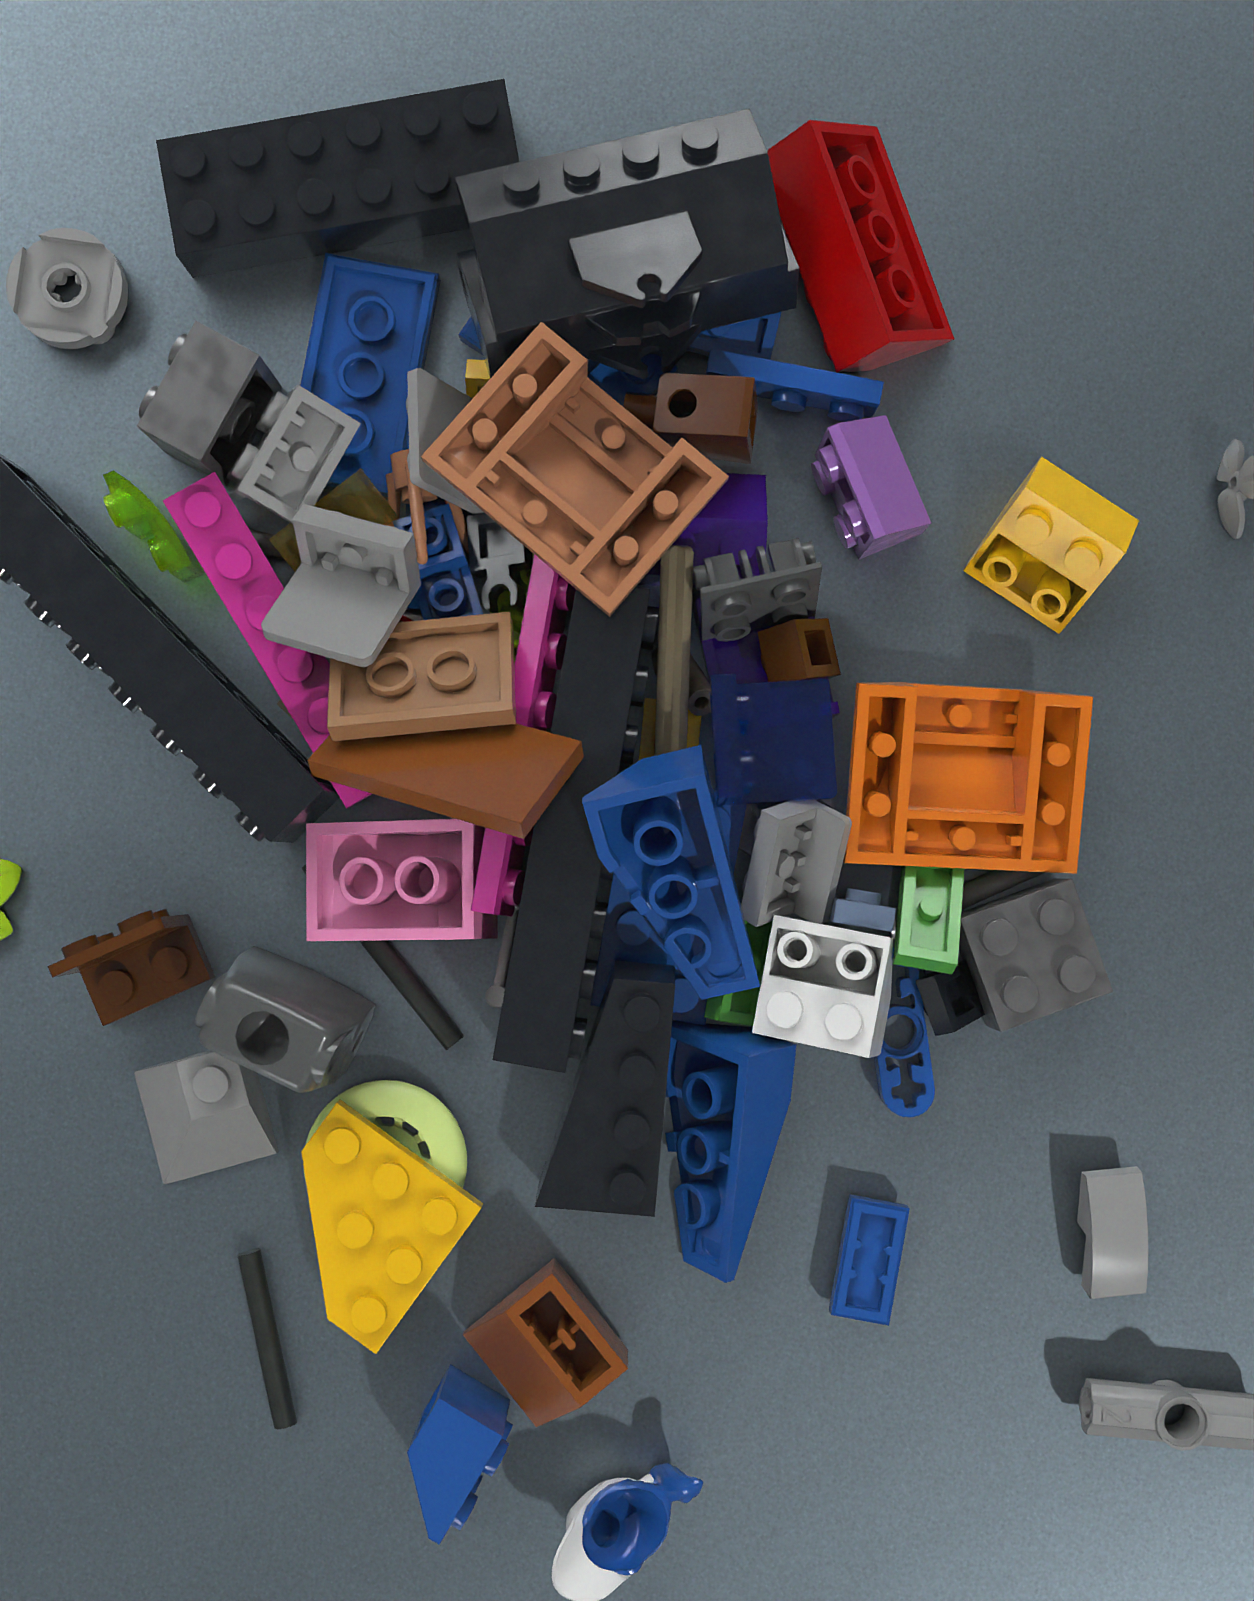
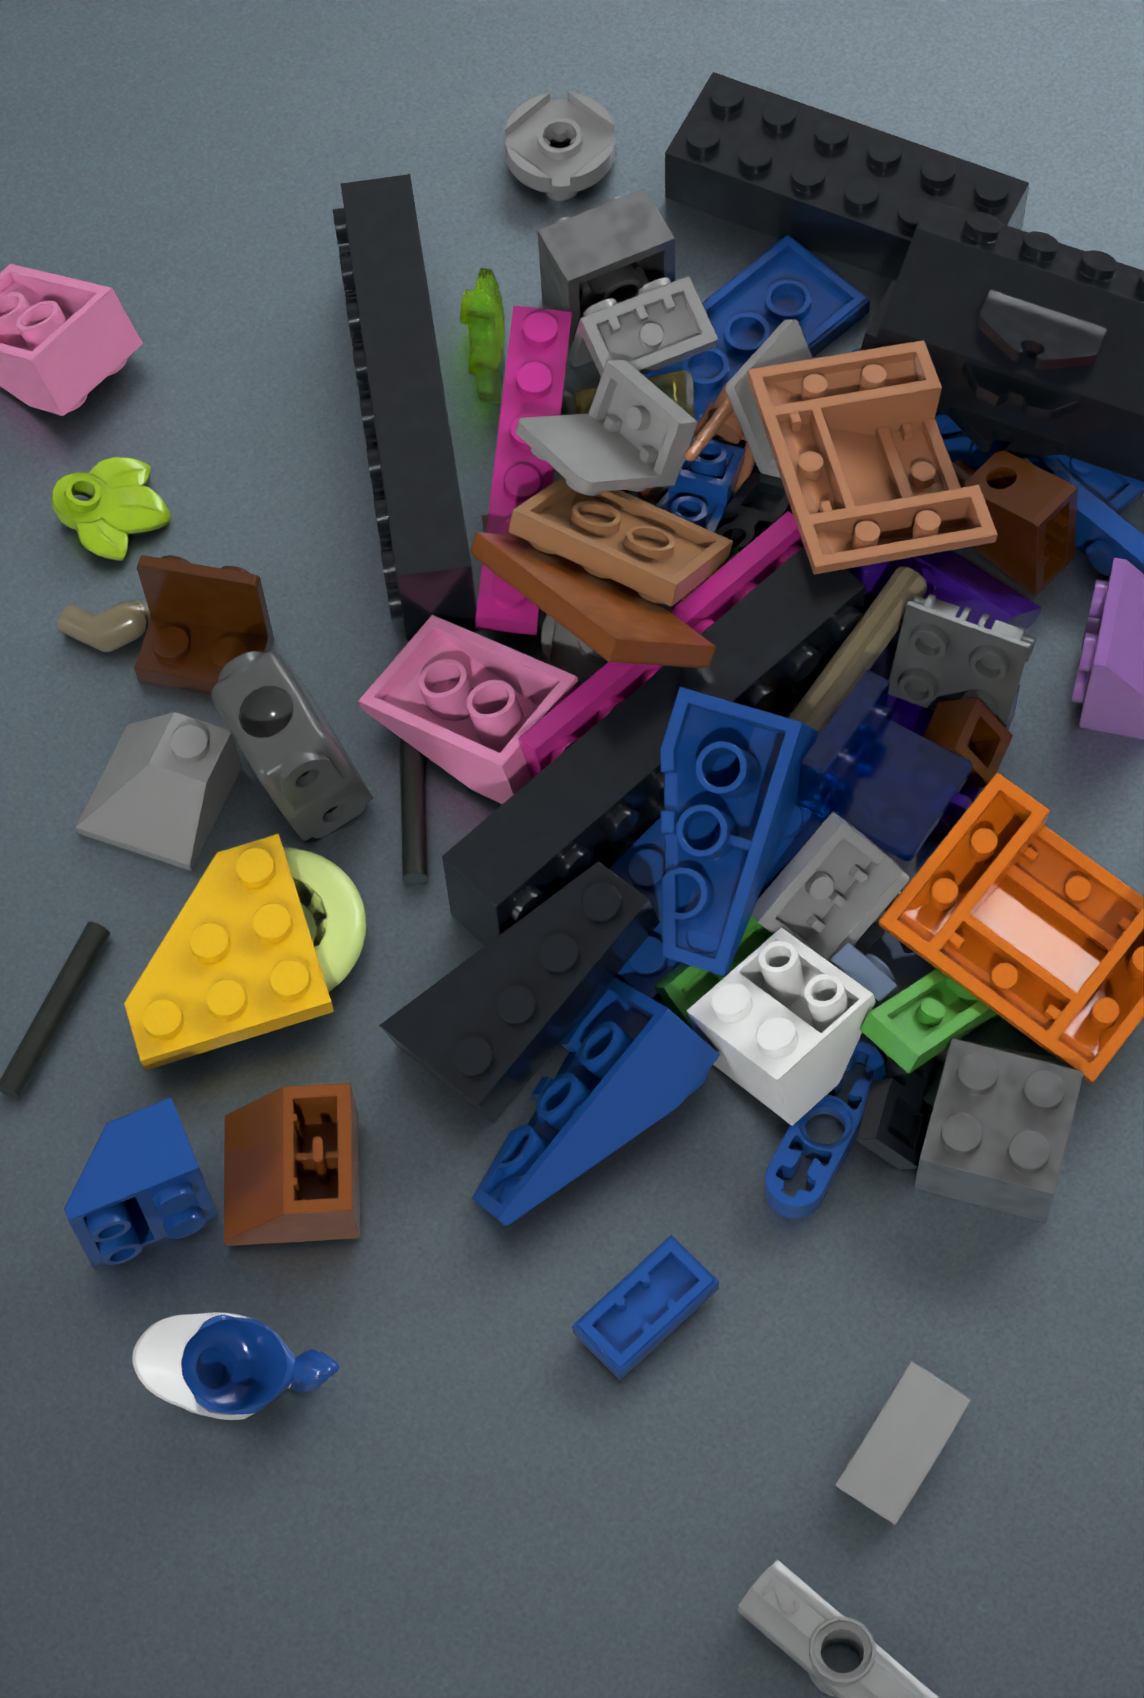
camera: 45 degrees right, 25 degrees down
(51, 1007) = (107, 629): none -> dark tan arm

